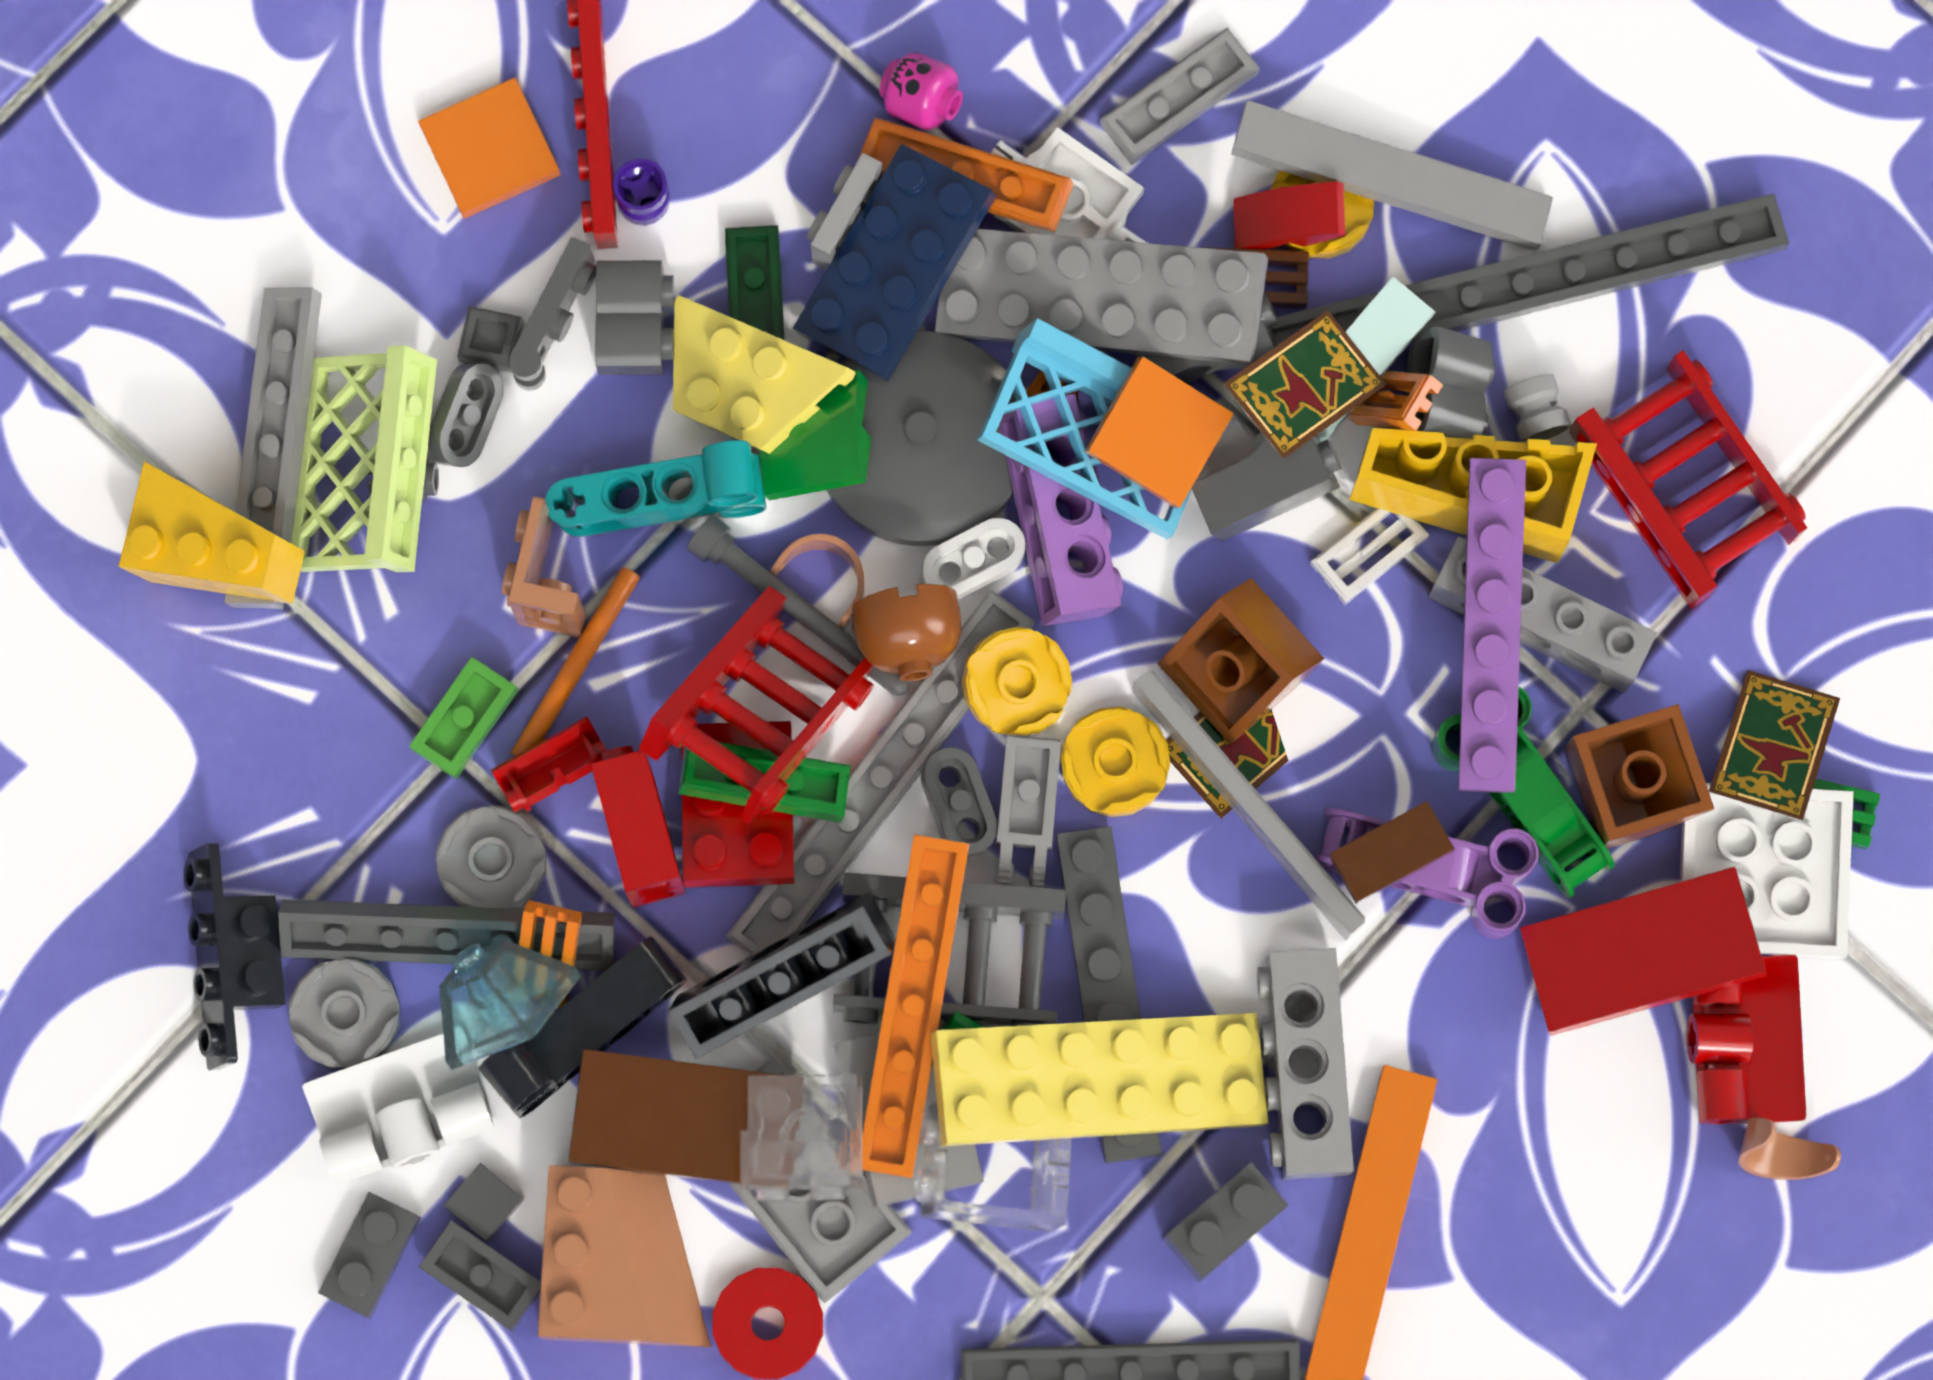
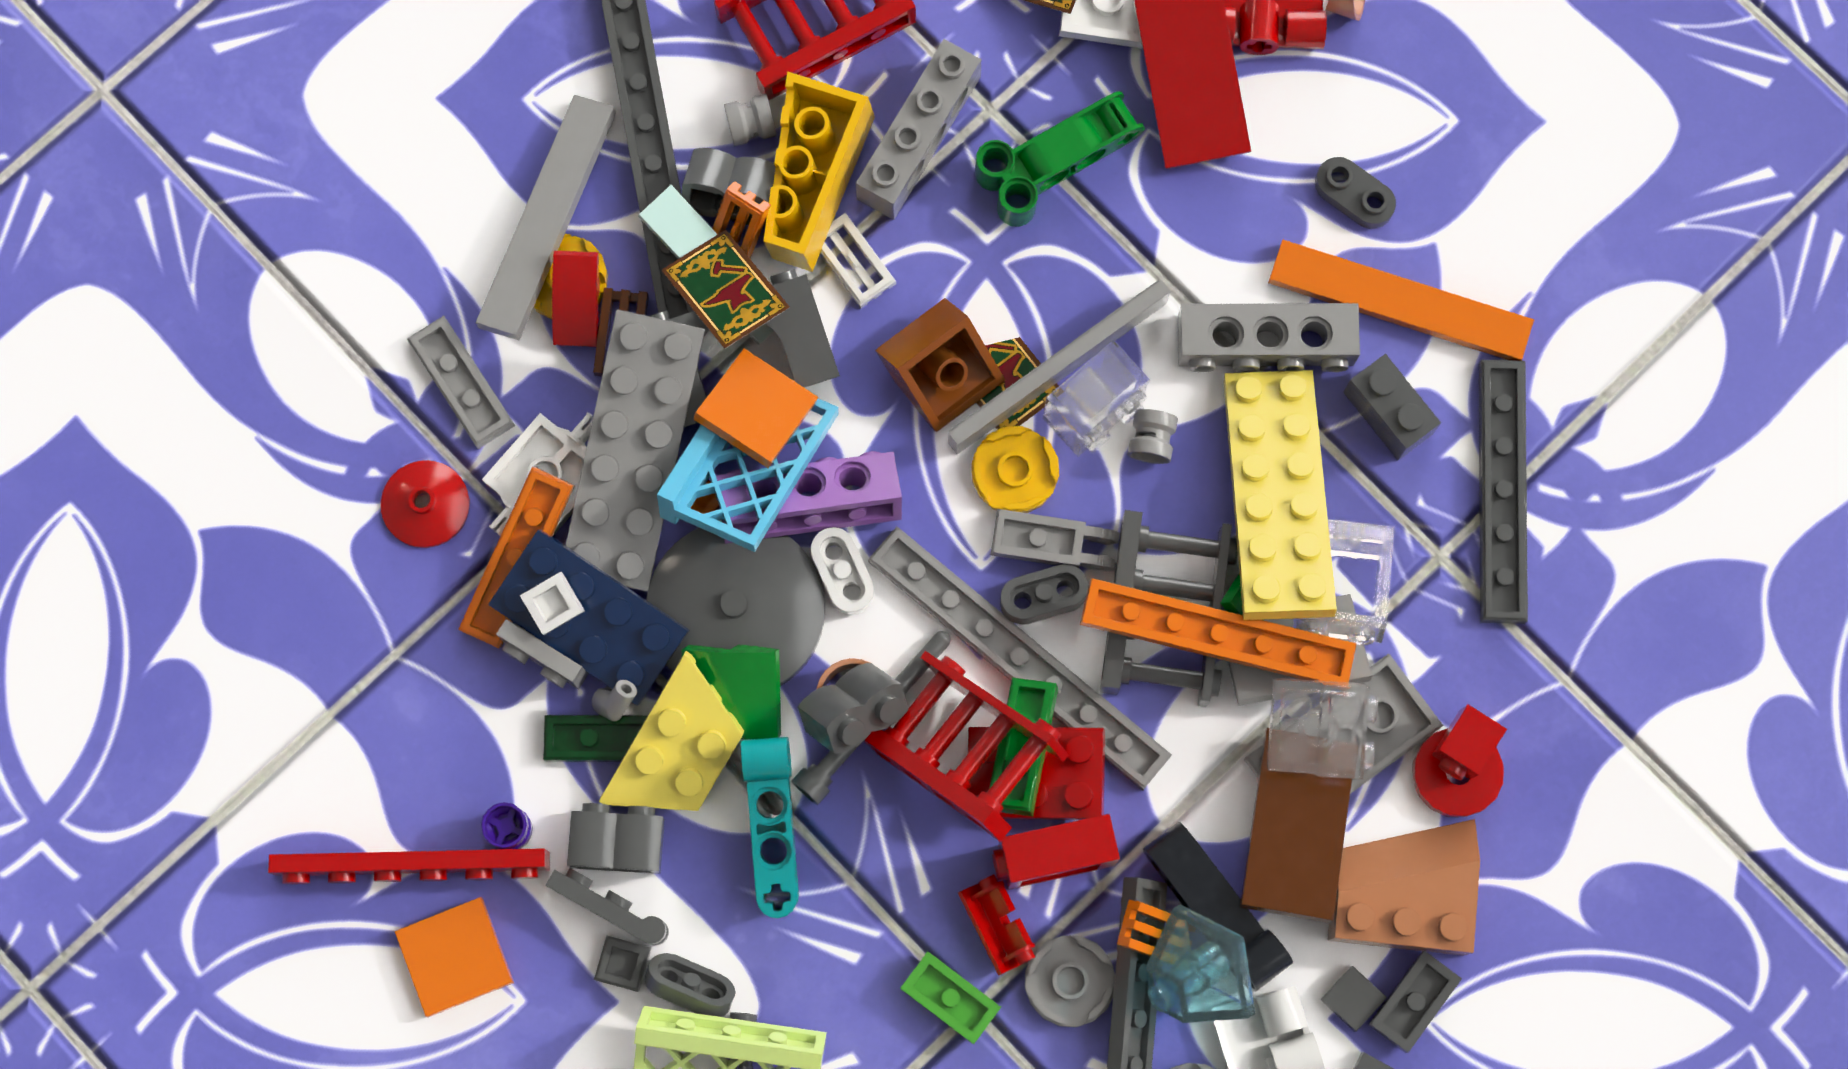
camera: 85 degrees left, 0 degrees up
(536, 601) = (862, 915): nougat bracket -> none
(577, 660) = (908, 903): orange bar -> none
(782, 975) = (1186, 739): black brick -> none
(795, 1323) = (1468, 743): none -> red brick
(796, 299) = (614, 702): none -> light grey arm
(799, 574) = (857, 704): none -> dark grey brick
(901, 211) = (552, 603): none -> white plate
(908, 631) = (905, 622): dark orange cylinder -> none
(921, 91) = (440, 589): dark pink head -> none
(1016, 681) = (947, 542): yellow tile -> none
(1023, 92) = (440, 518): none -> red dish
(1102, 952) = (1165, 491): dark grey plate -> none
(1167, 925) = (1152, 436): none -> light grey wheel
(1203, 848) = (1096, 399): none -> clear brick
(1391, 852) = (1108, 254): reddish brown tile -> none
(1462, 877) = (1115, 226): medium lavender piece -> none
(1492, 625) = (932, 160): medium lavender plate -> none
(1510, 1171) = (1352, 194): none -> dark grey plate
(1638, 776) = (1055, 65): dark orange slope -> none

